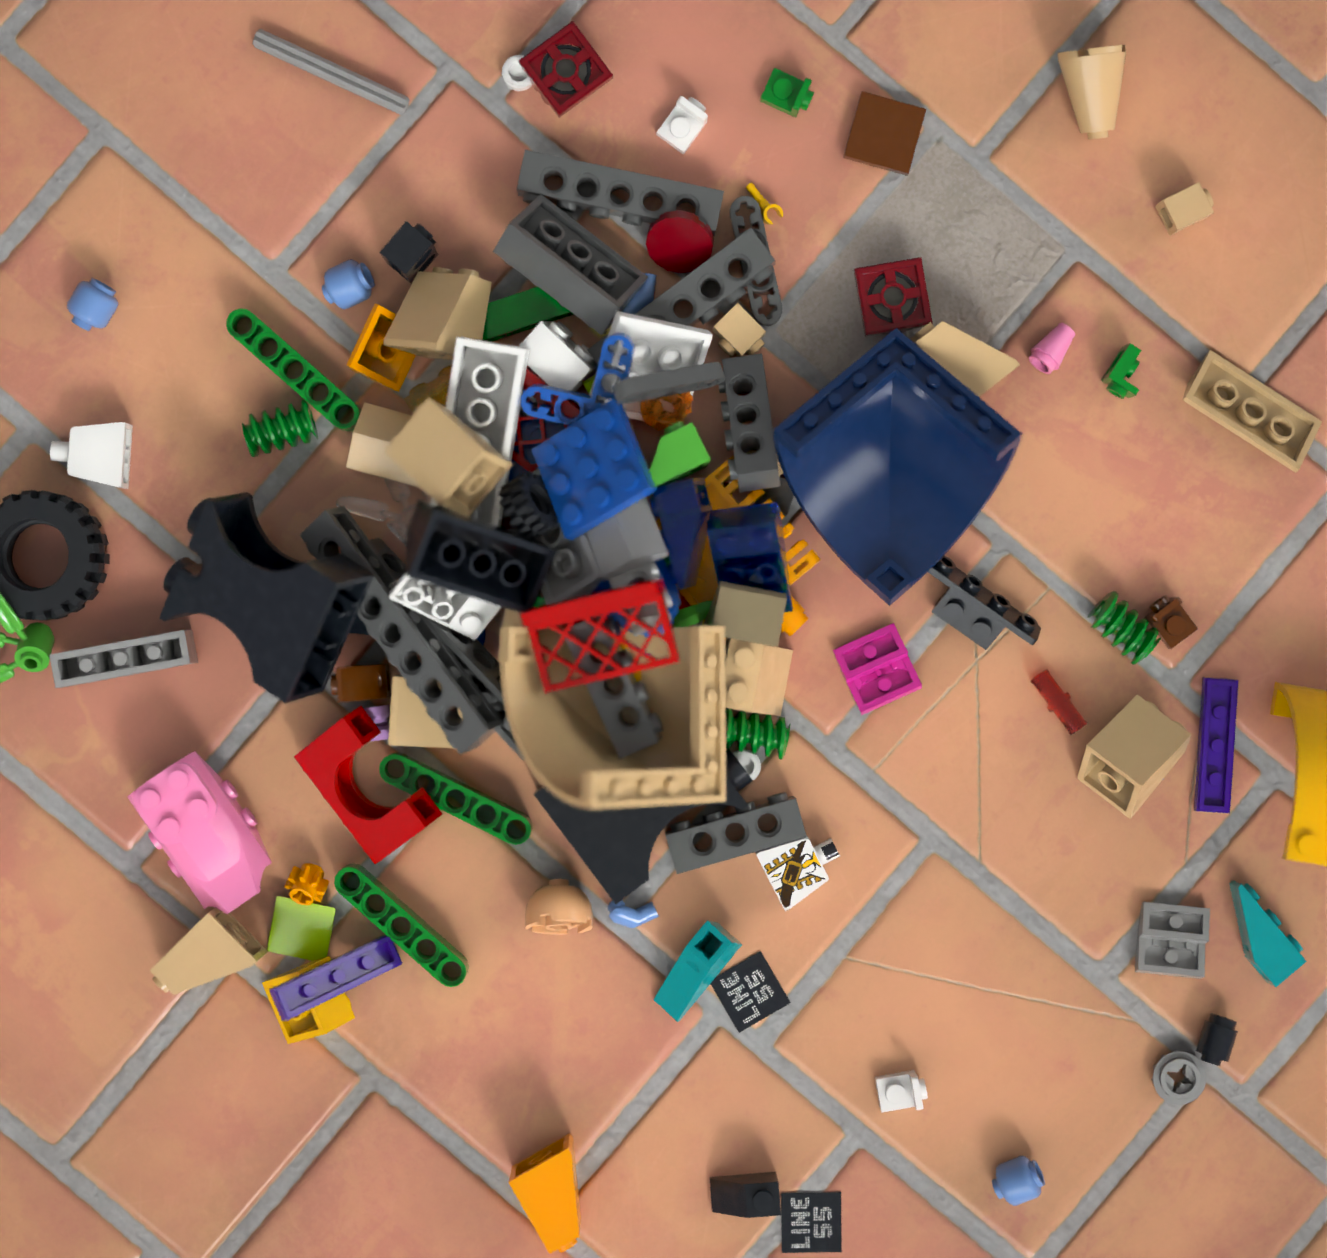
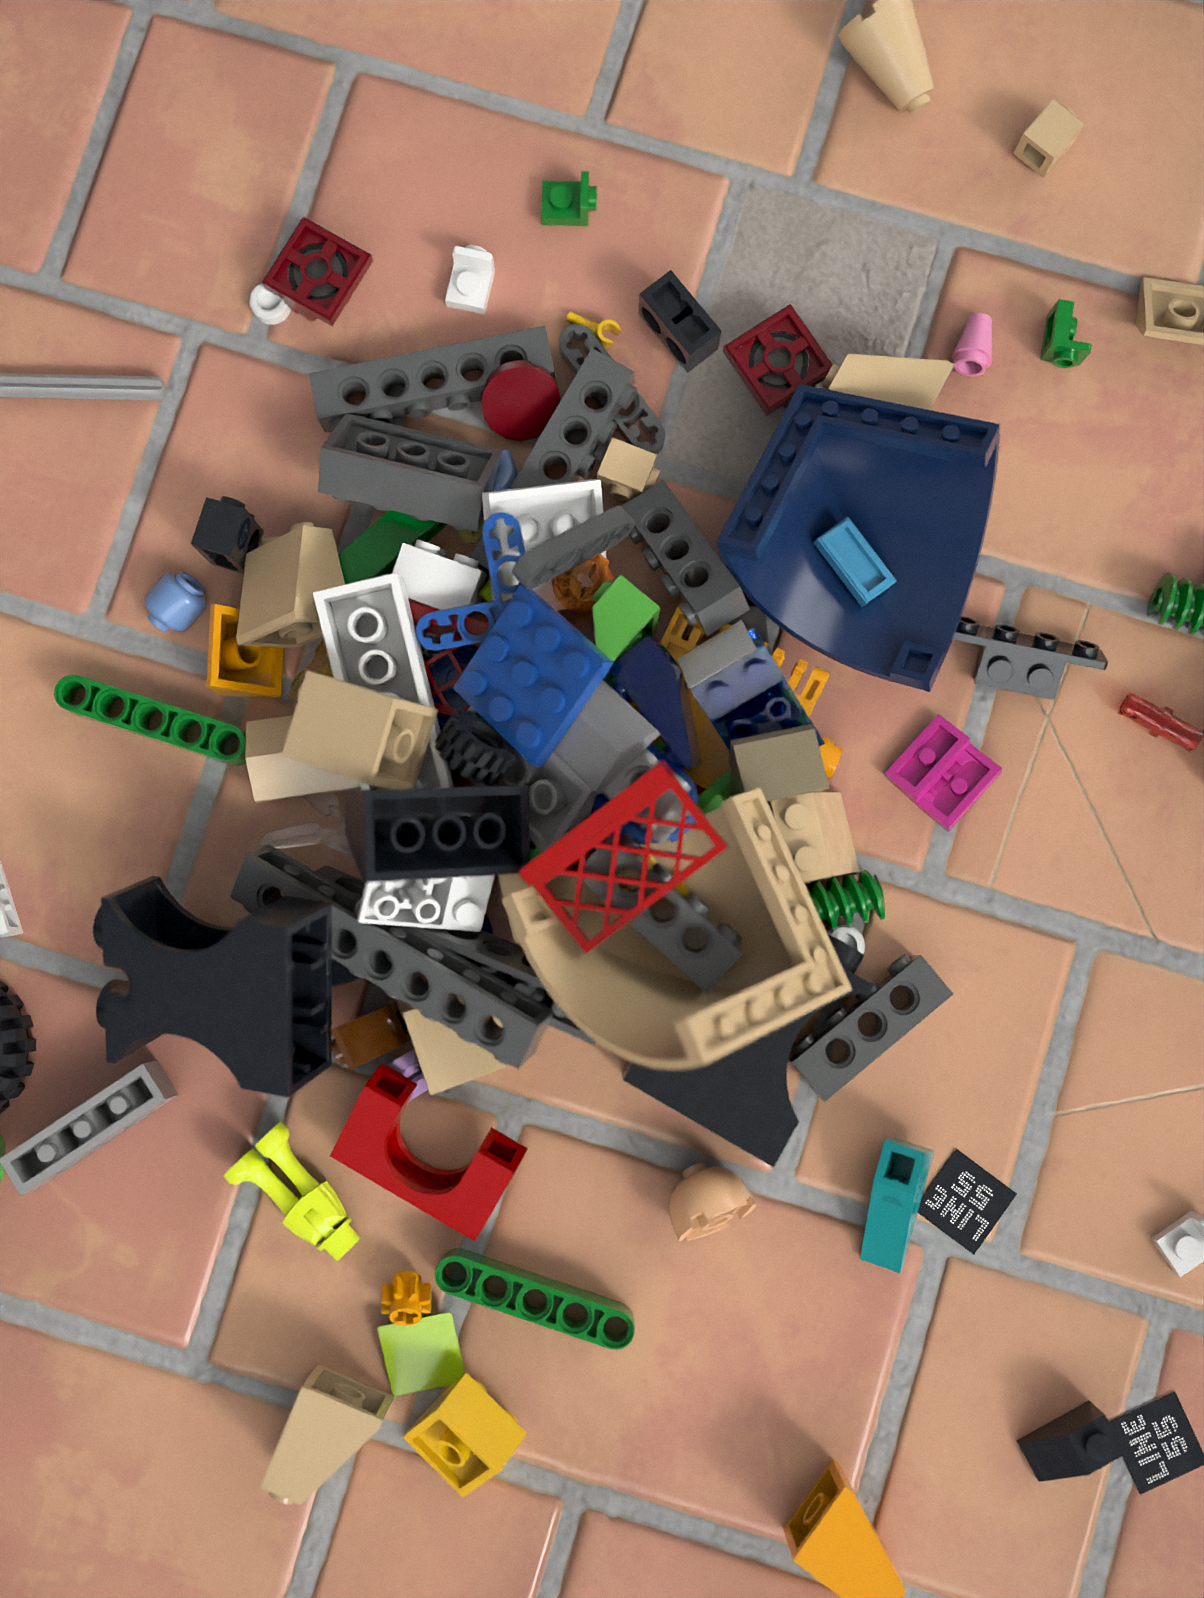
camera: 20 degrees left, 5 degrees down
(203, 832) = (261, 1289): bright pink slope -> none
(264, 795) = (312, 1217): none -> neon yellow piece
(279, 428) = (163, 792): green piece -> none
(335, 977) = (482, 1398): tile -> none
(473, 798) = (555, 1114): green beam -> none
(631, 917) = (792, 1174): medium blue arm -> none
(739, 510) = (716, 654): none -> white sticker
(796, 868) = (957, 1036): torso -> none
(830, 231) = (679, 321): none -> black brick
(881, 480) = (854, 561): none -> dark azure tile
(884, 133) = (690, 200): reddish brown tile -> none

